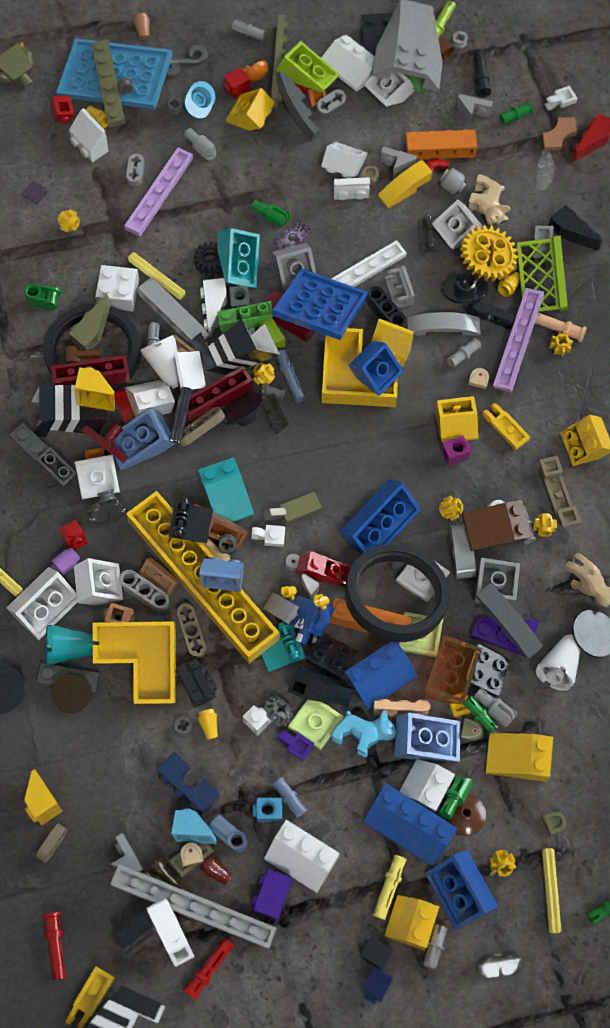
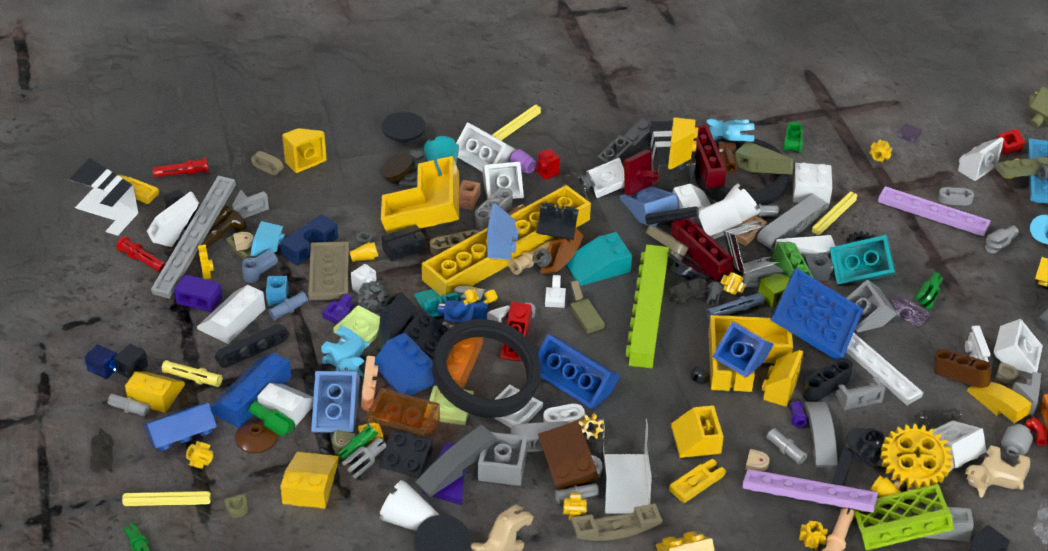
camera: 90 degrees right, 25 degrees down
(50, 346) = (731, 129): none -> medium azure animal
(214, 869) = (228, 258): clear red cone -> none
(228, 892) = (206, 265): none -> yellow plate
(236, 759) = (328, 270): none -> dark tan plate
(290, 450) = (648, 306): none -> lime brick
(350, 829) = (273, 336): none -> black beam
(374, 196) = (962, 368): none -> reddish brown beam
(379, 414) = (698, 373): none -> black hinge
(424, 340) = (798, 418): none -> dark purple pin
(435, 533) = (566, 413): none -> white plate
(452, 457) = (661, 433): magenta brick -> none
(504, 479) = (626, 480): none -> white sticker

